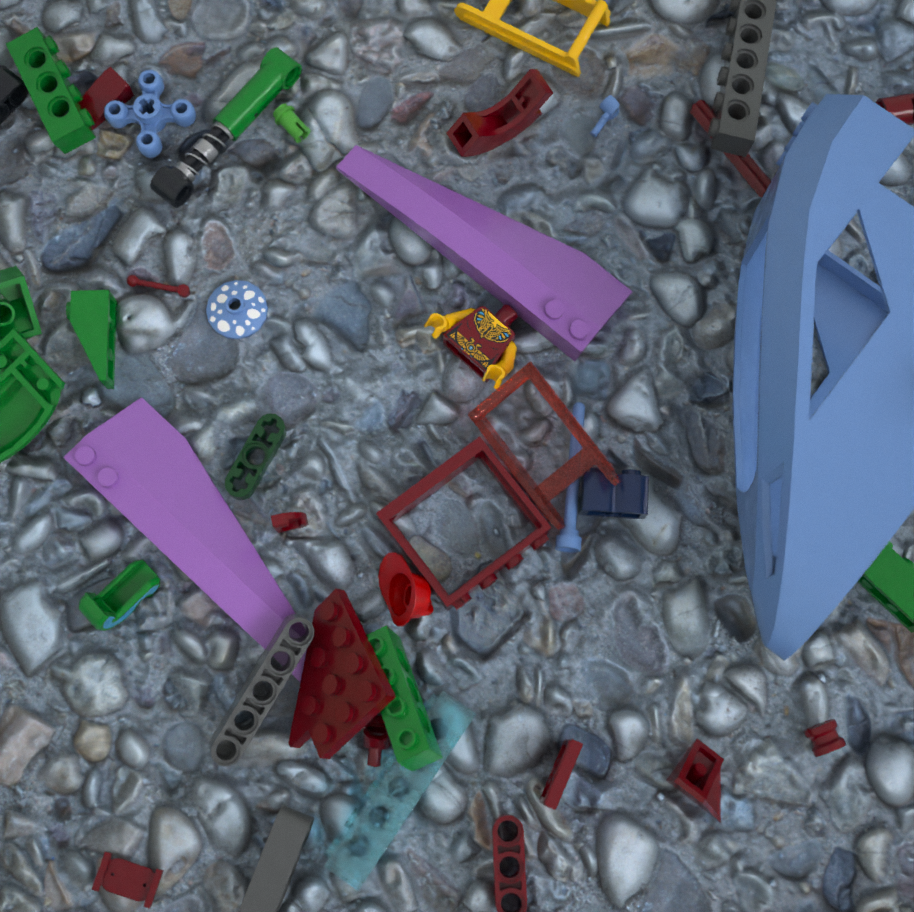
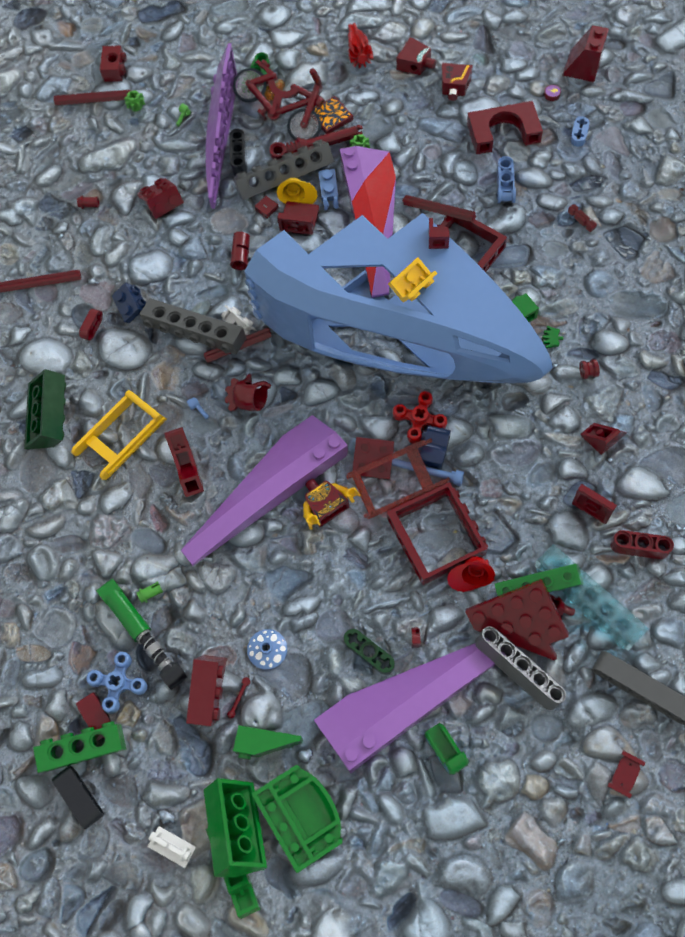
camera: 70 degrees left, 10 degrees down
(158, 234) = (206, 690): none -> dark red wedge
(582, 394) = (370, 450): none -> dark red hinge
(640, 182) = (245, 395): none -> dark red piece
(664, 448) = (415, 417): none -> red gear
(780, 130) = (233, 316): none -> white hinge
(864, 365) = (411, 280): none -> yellow bracket
(876, 665) = (552, 337): none -> green piece

